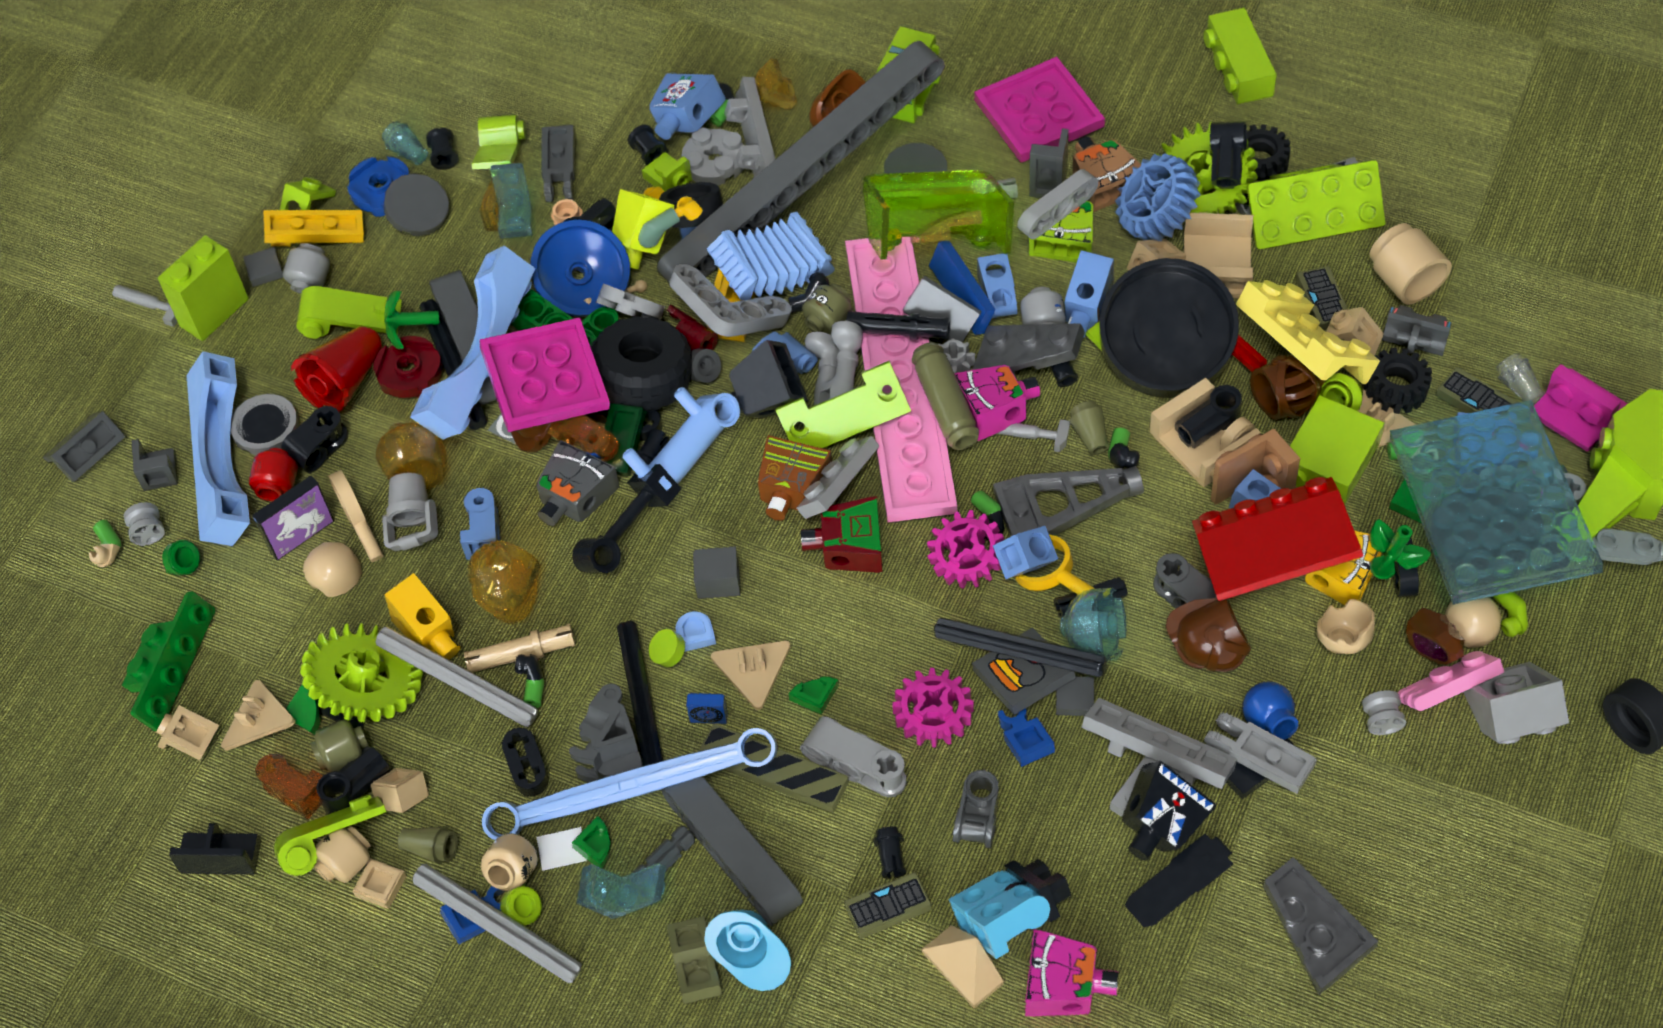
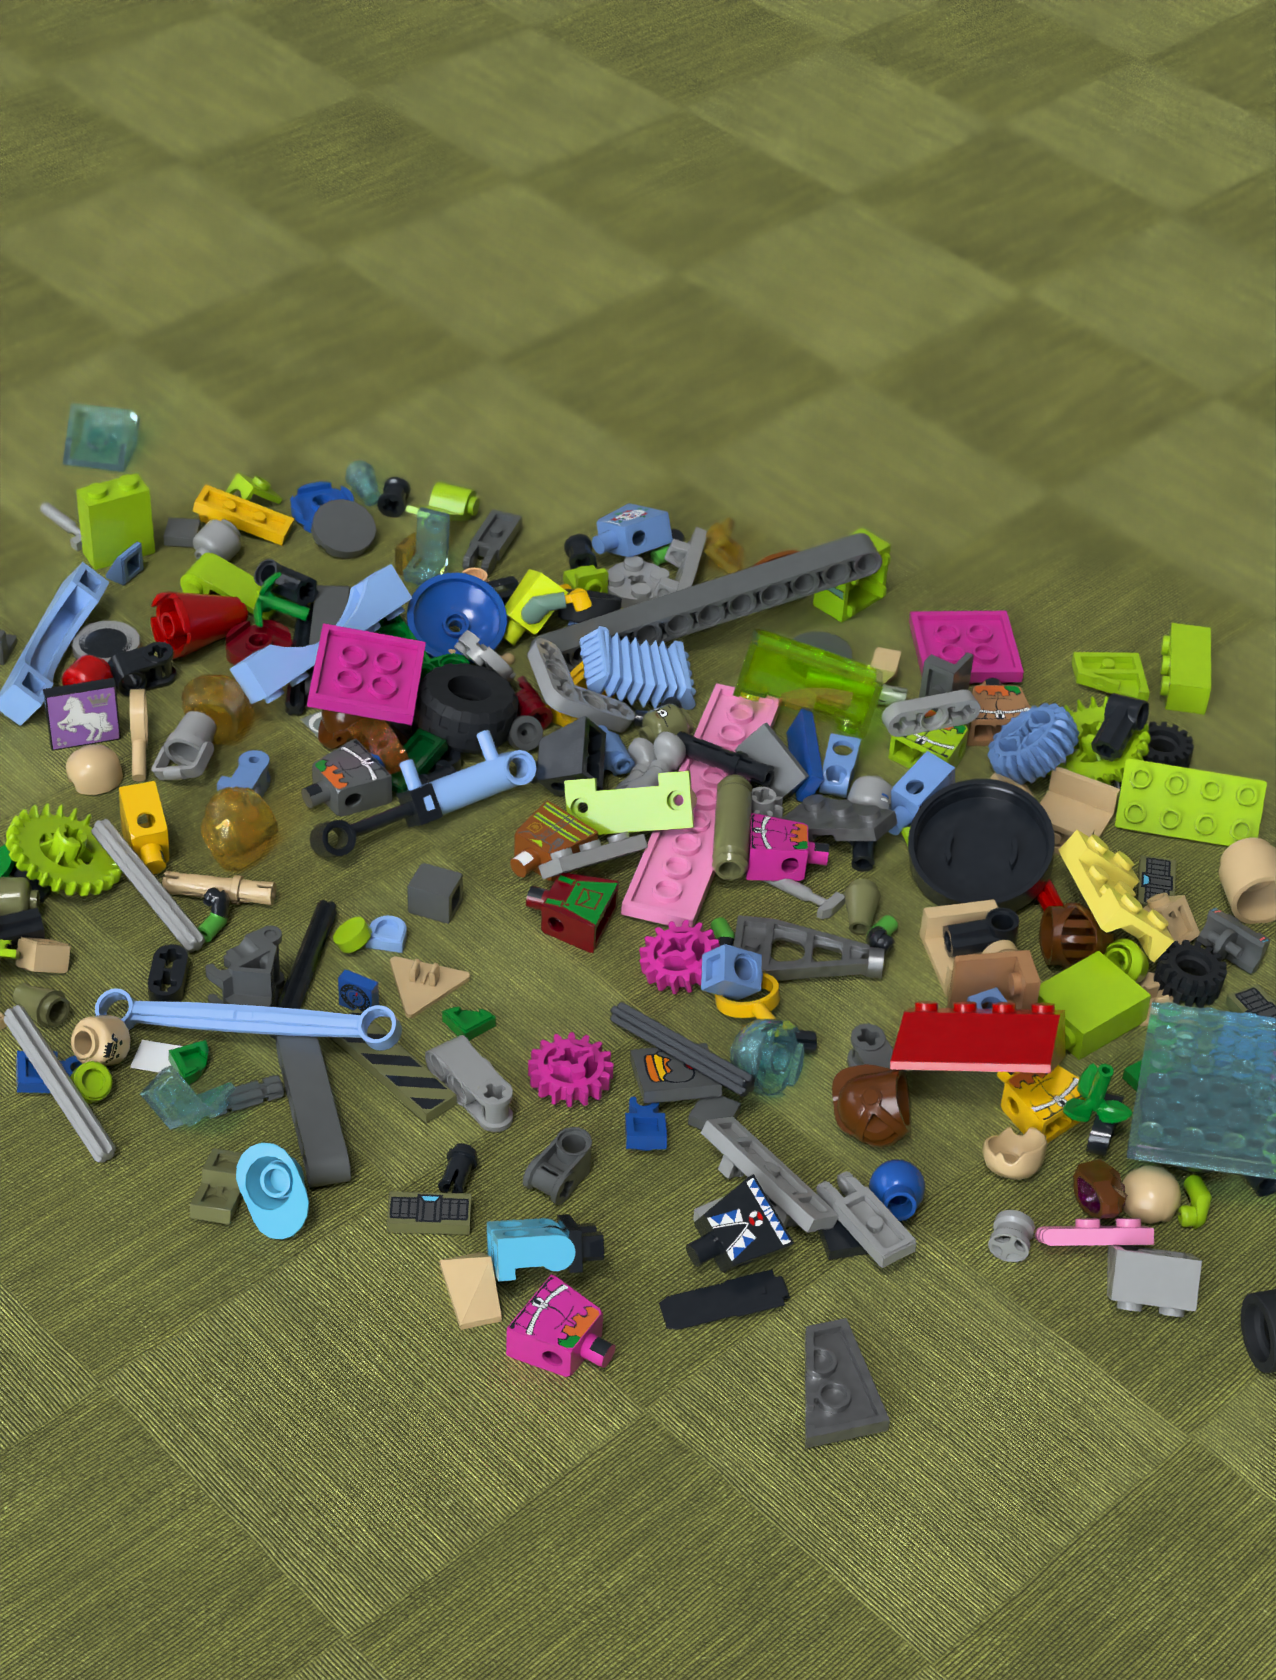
camera: 15 degrees right, 15 degrees down
(127, 193) = (100, 437): none -> clear light blue slope
(233, 327) = (126, 565): none -> medium blue slope
(414, 294) = (289, 585): none -> black piece
(983, 158) = (886, 661): none -> tan slope
(1179, 87) = (1111, 673): none -> lime wing

